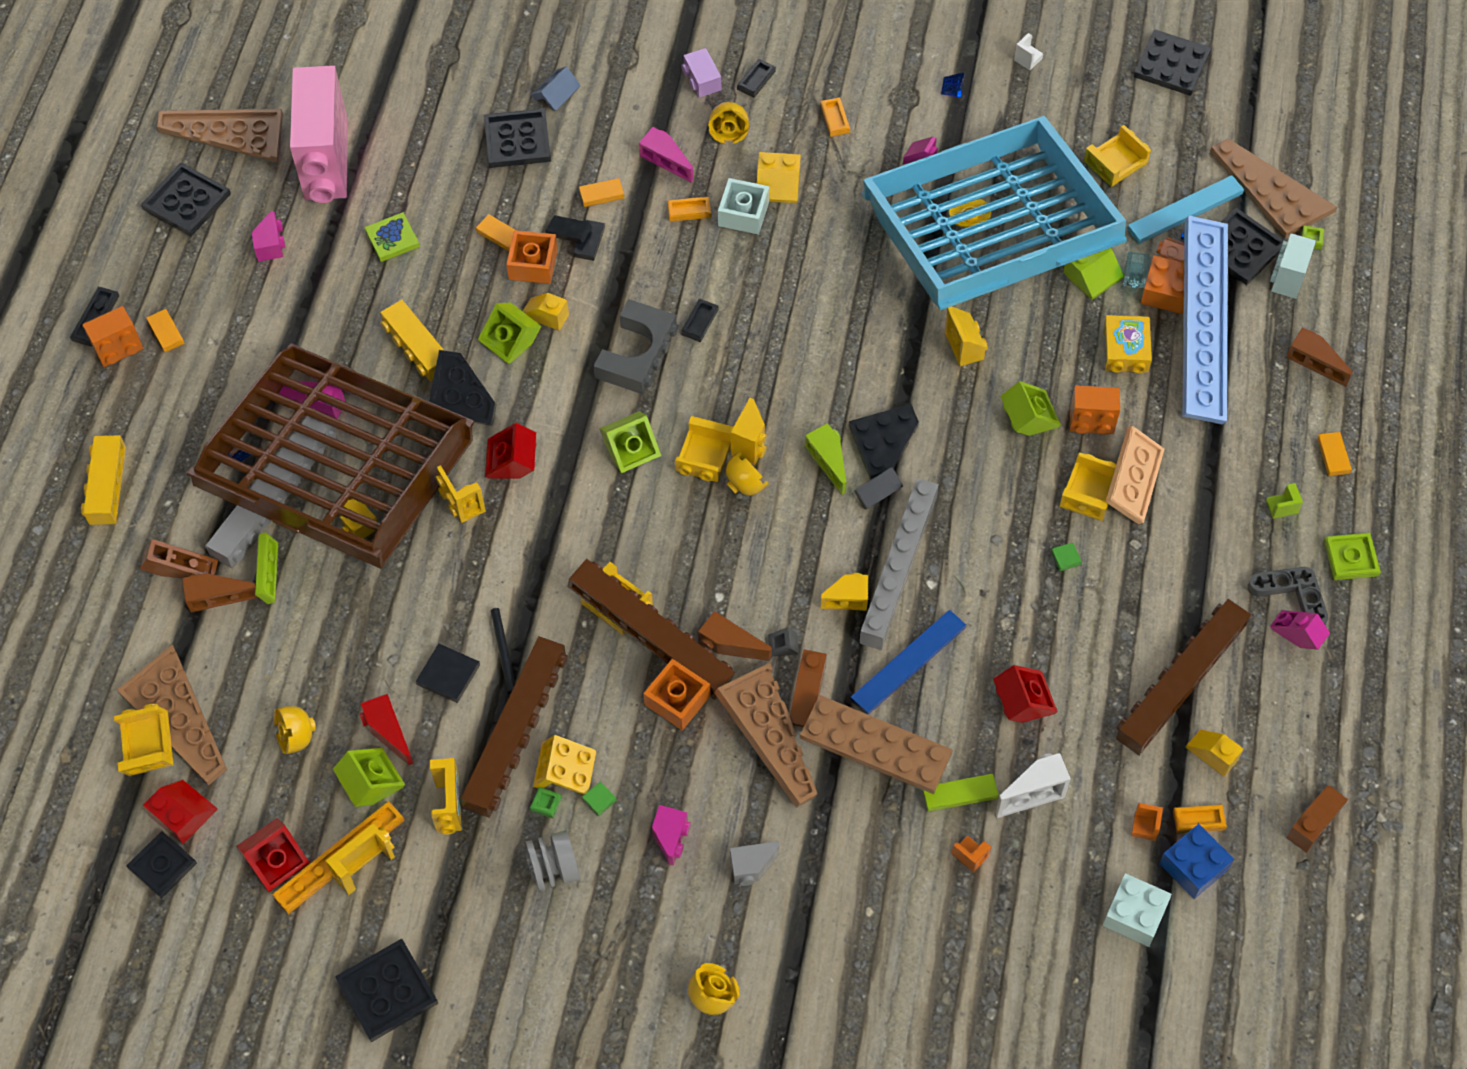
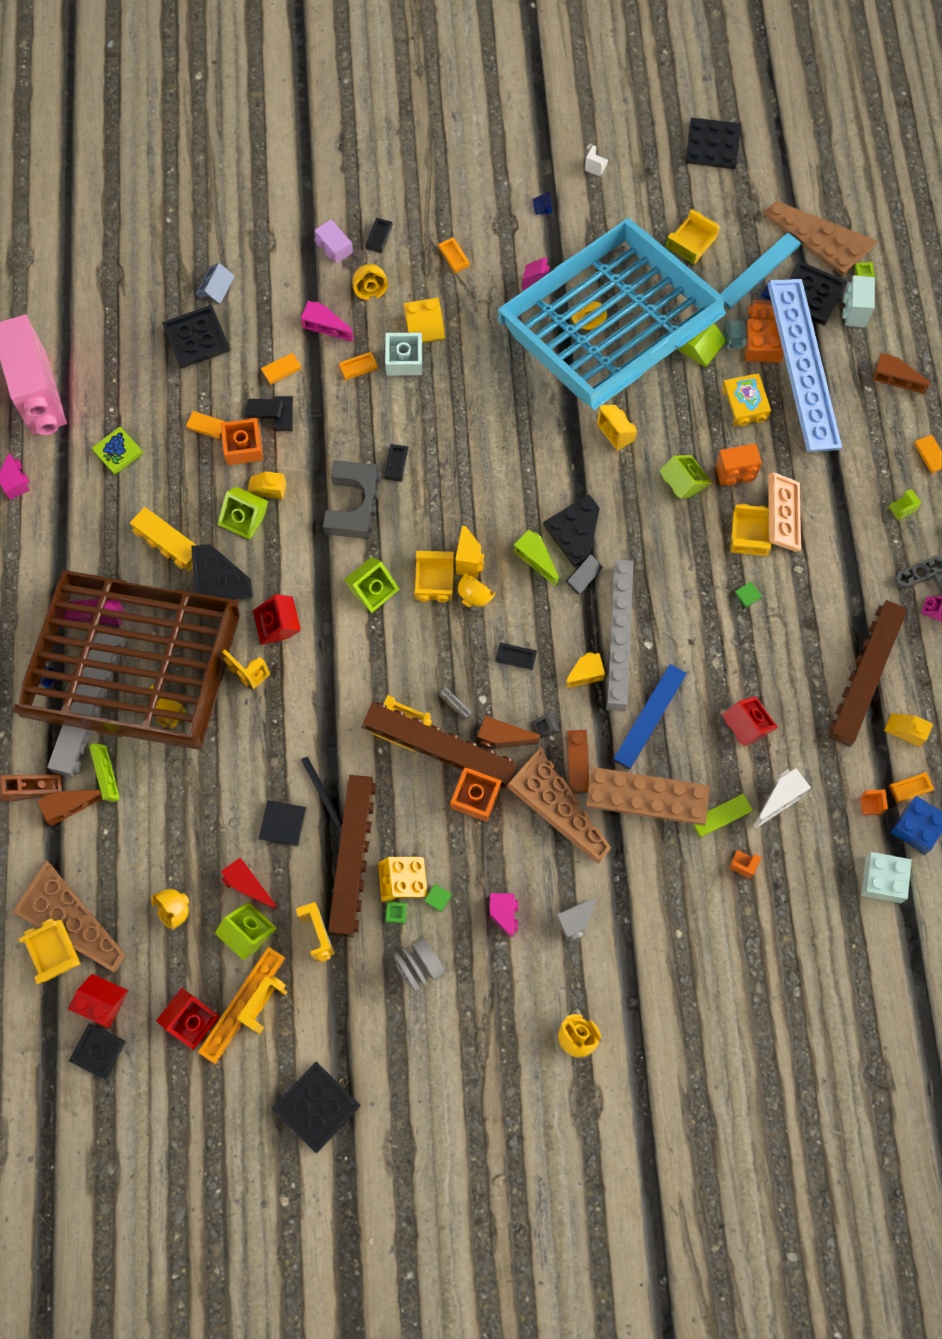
camera: 15 degrees left, 10 degrees up
(685, 592) = (455, 703): none -> light grey axle
(772, 559) = (516, 656): none -> black tile

